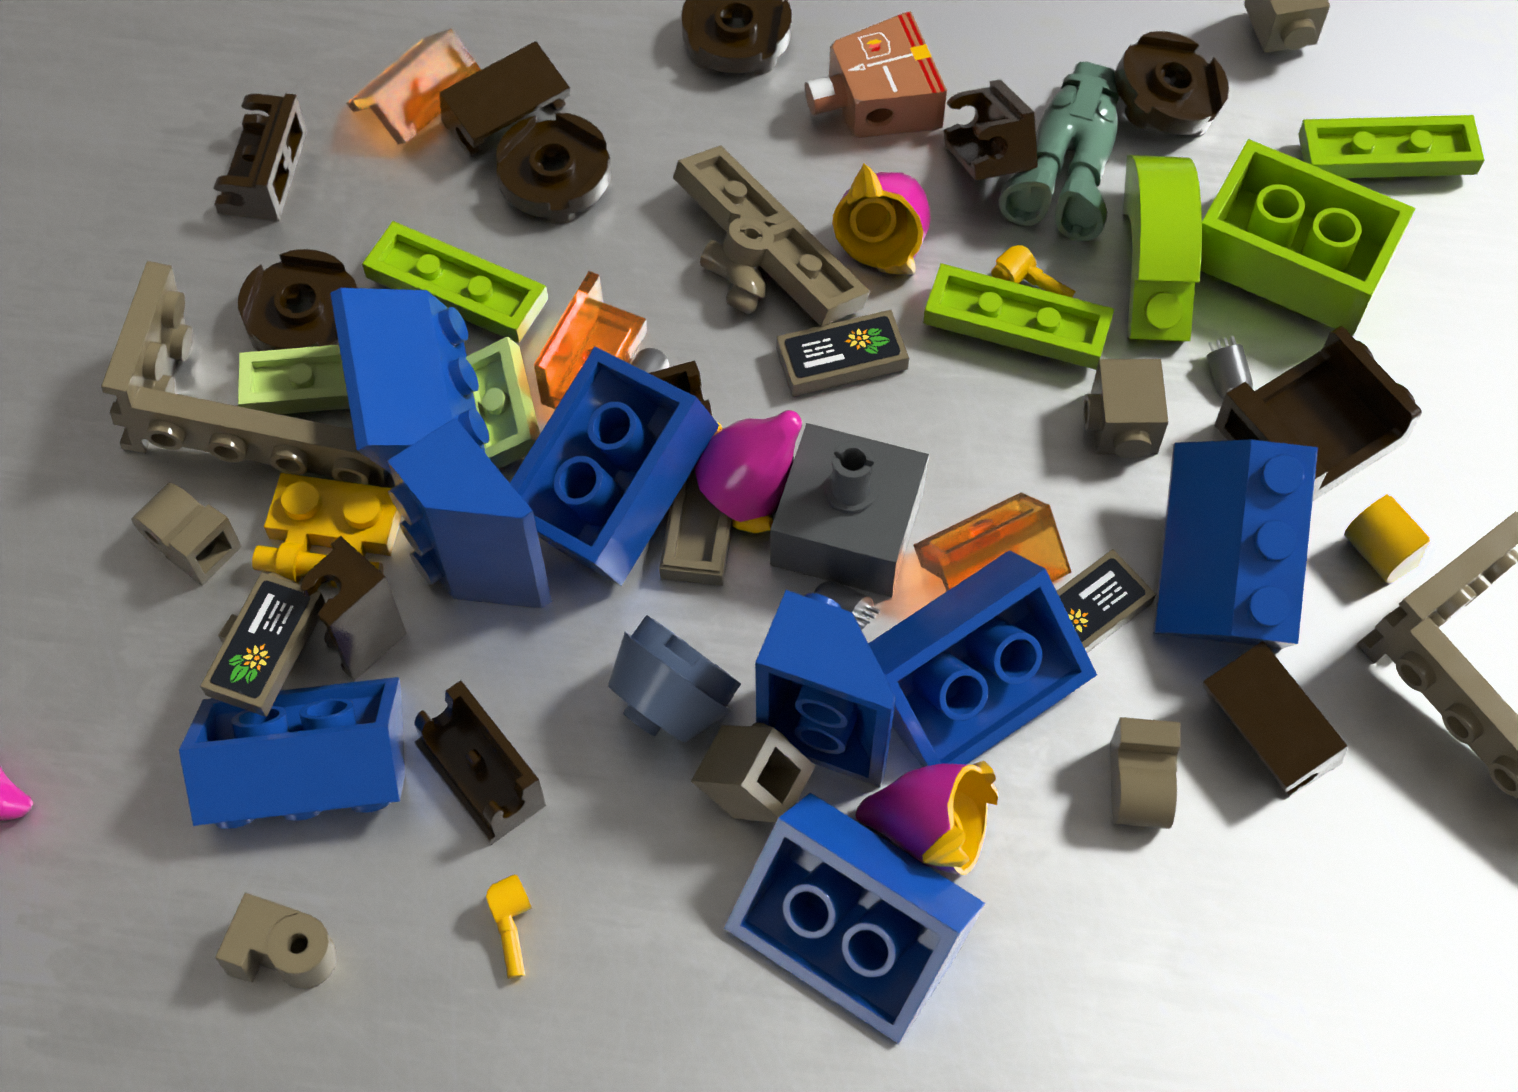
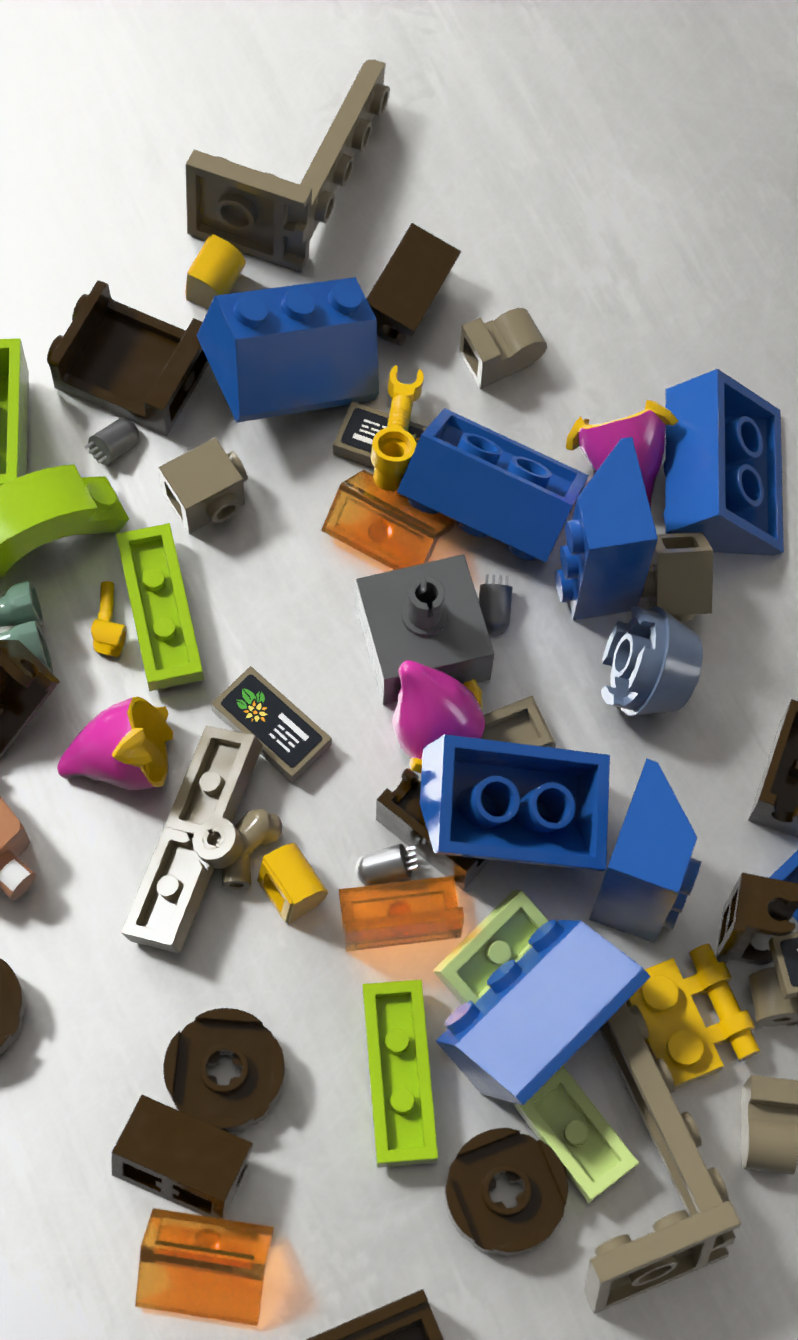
camera: 125 degrees left, 5 degrees up
(677, 282) = (290, 882): none -> yellow brick
(1066, 561) = (395, 445): none -> yellow brick

